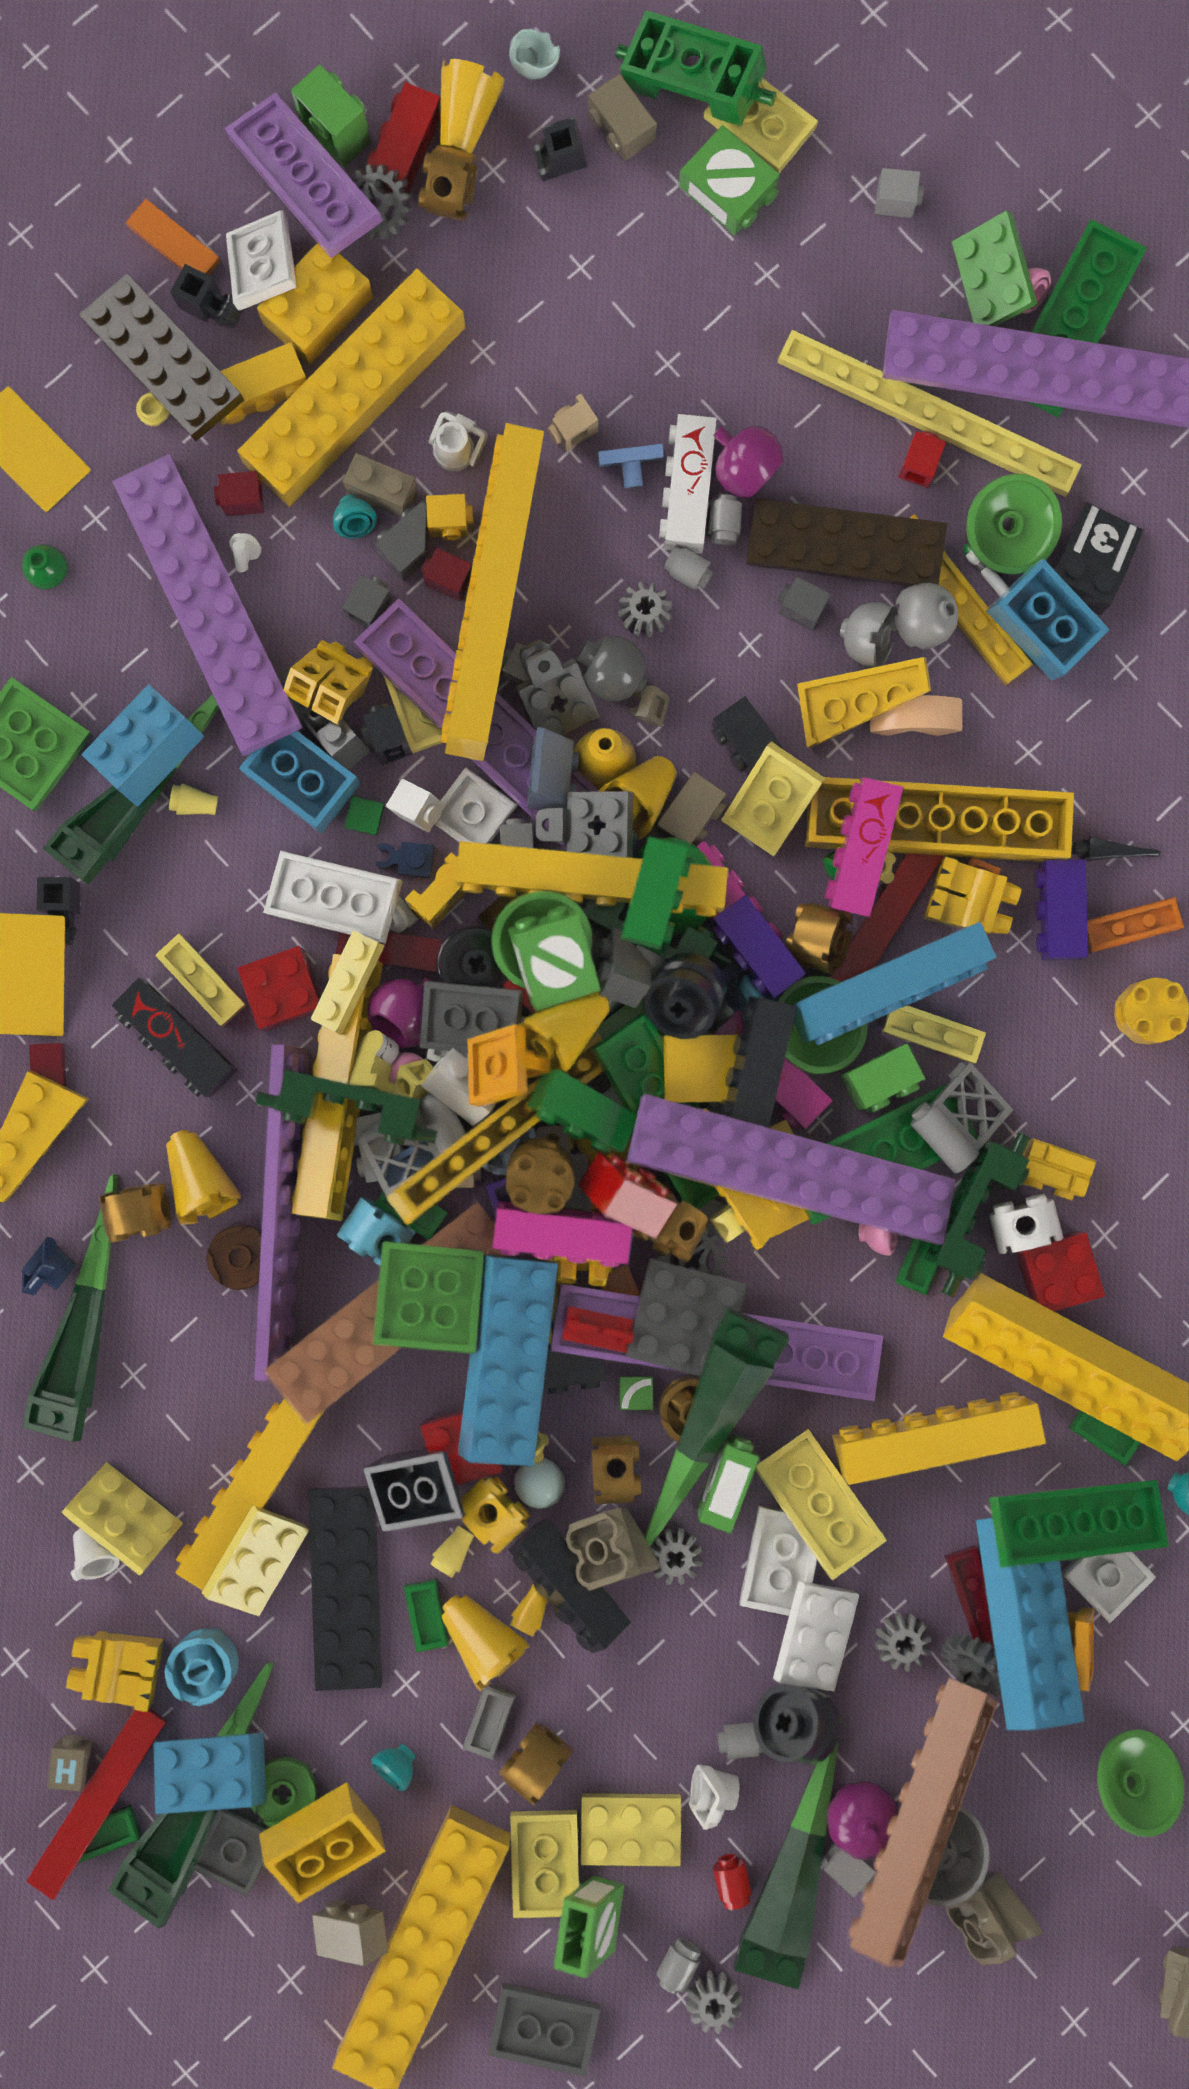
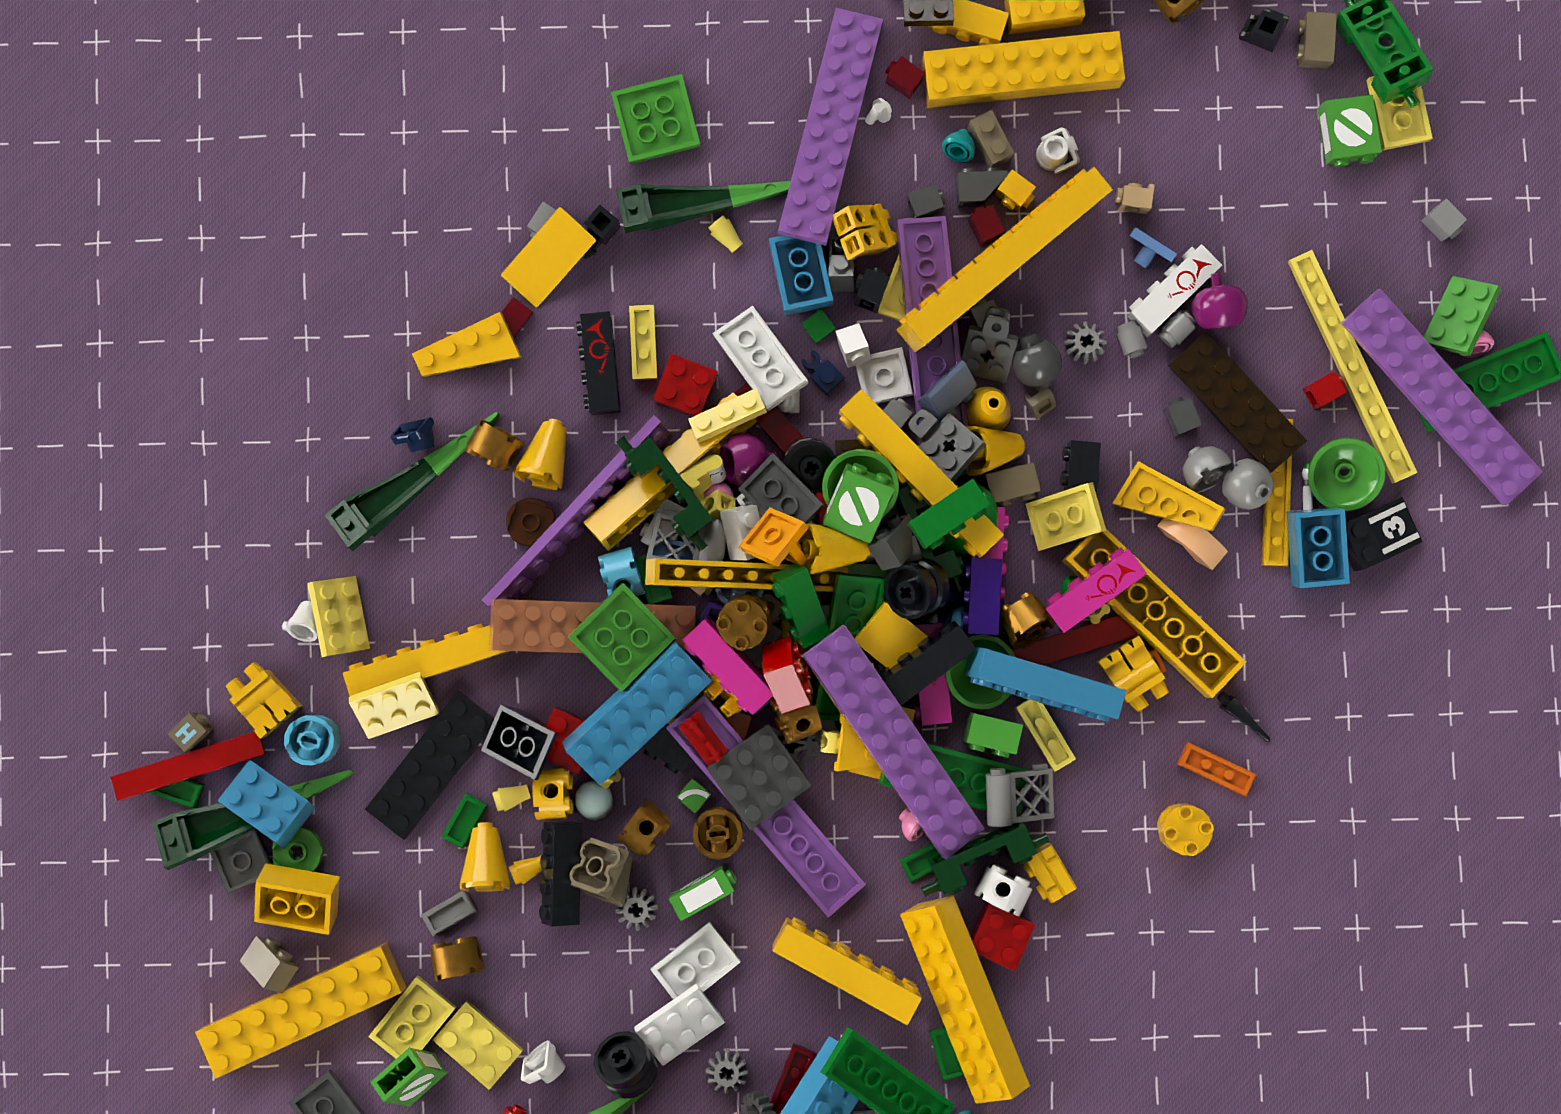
camera: 40 degrees right, 0 degrees up
(44, 566) = (754, 24): green brick -> none
(142, 745) = (724, 178): dark azure brick -> none
(394, 1766) = (373, 891): teal brick -> none
(439, 896) = (822, 410): yellow hips -> none
(732, 1376) = (758, 831): dark green plate -> none
(738, 1741) = (583, 1047): light grey brick -> none
(820, 1504) = (746, 950): light yellow plate -> none
(1062, 910) = (1182, 725): dark purple brick -> none

